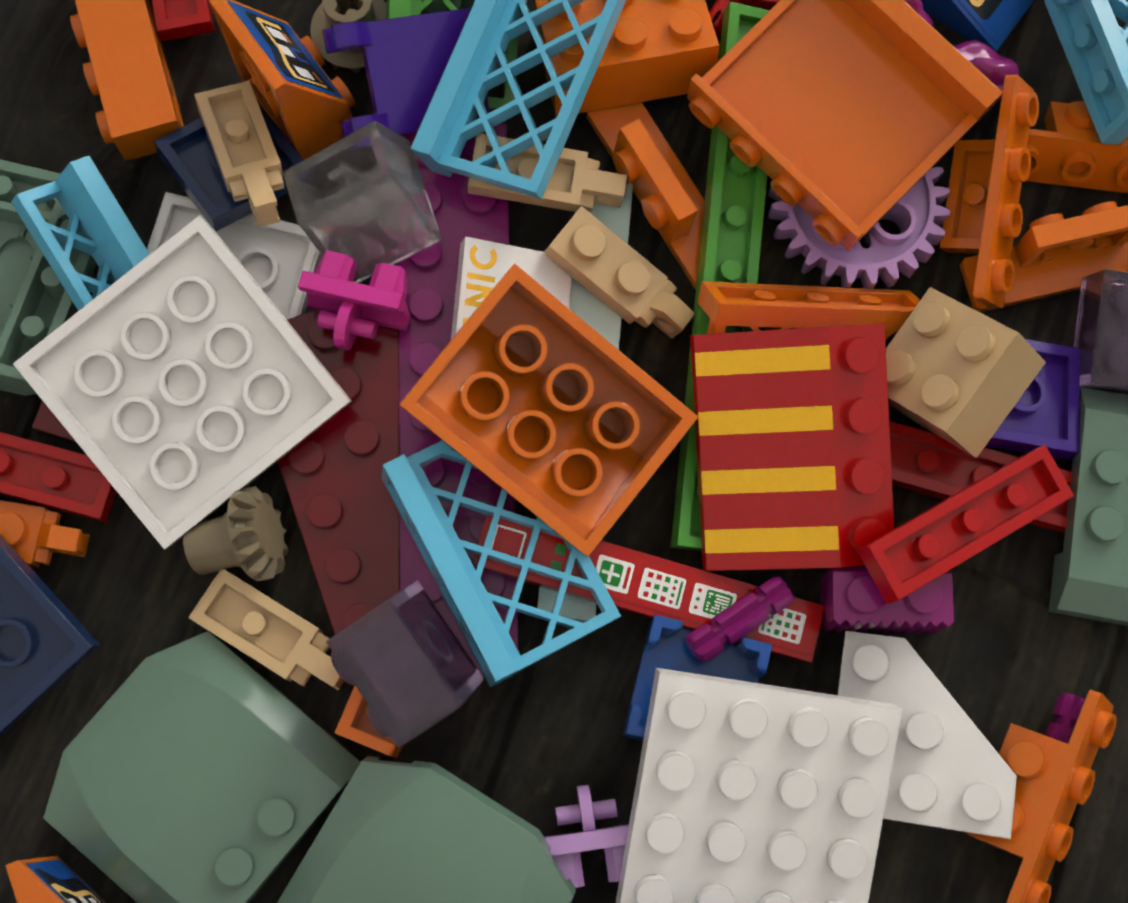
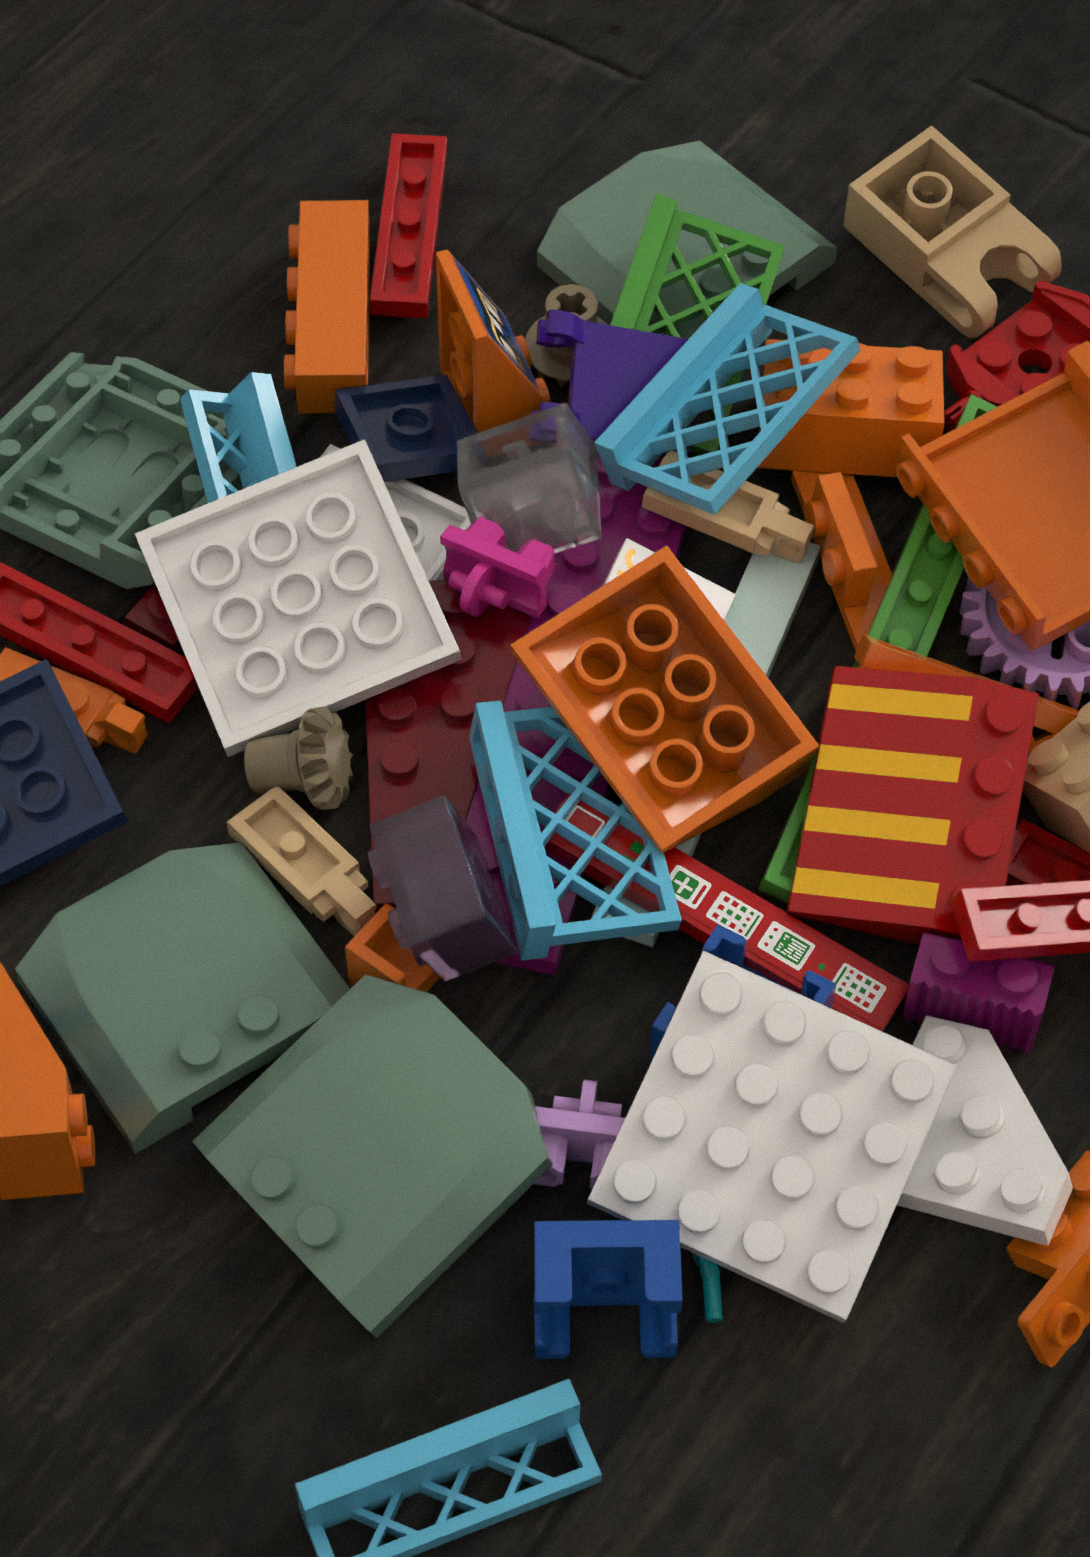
camera: 20 degrees right, 20 degrees down
(243, 148) = (424, 410): tan hinge -> none
(618, 274) = (775, 617): tan hinge -> none
(739, 619) = (820, 956): magenta axle -> none

